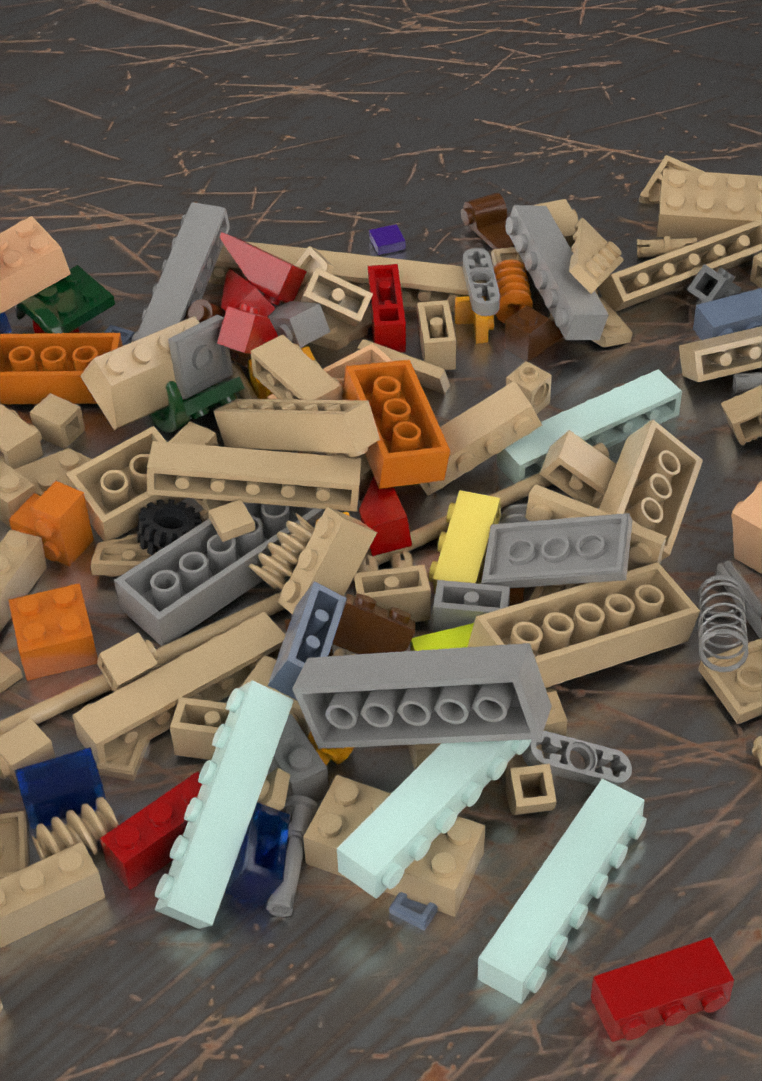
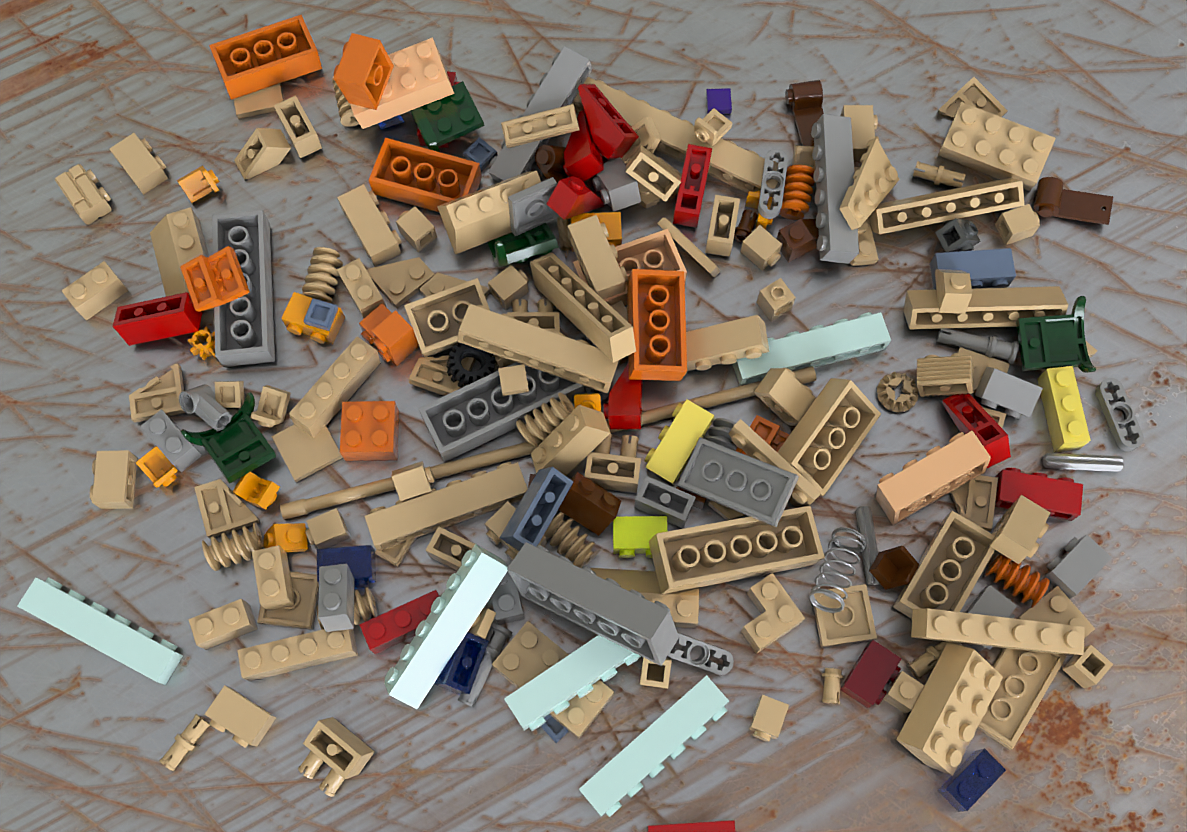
camera: 15 degrees right, 25 degrees up
(60, 802) = (336, 597): none -> light grey brick
(102, 1001) = (339, 749): none -> tan brick
(185, 281) = (540, 126): none -> tan tile
(389, 246) = (712, 127): none -> tan bracket
(464, 336) = (745, 225): none -> reddish brown pin
(490, 349) = (761, 248): none -> tan brick
(660, 697) = (777, 614): none -> tan brick
(704, 813) = (768, 718): none -> tan brick
(725, 451) = (887, 395): none -> tan gear
(733, 319) = (953, 290): none -> tan slope

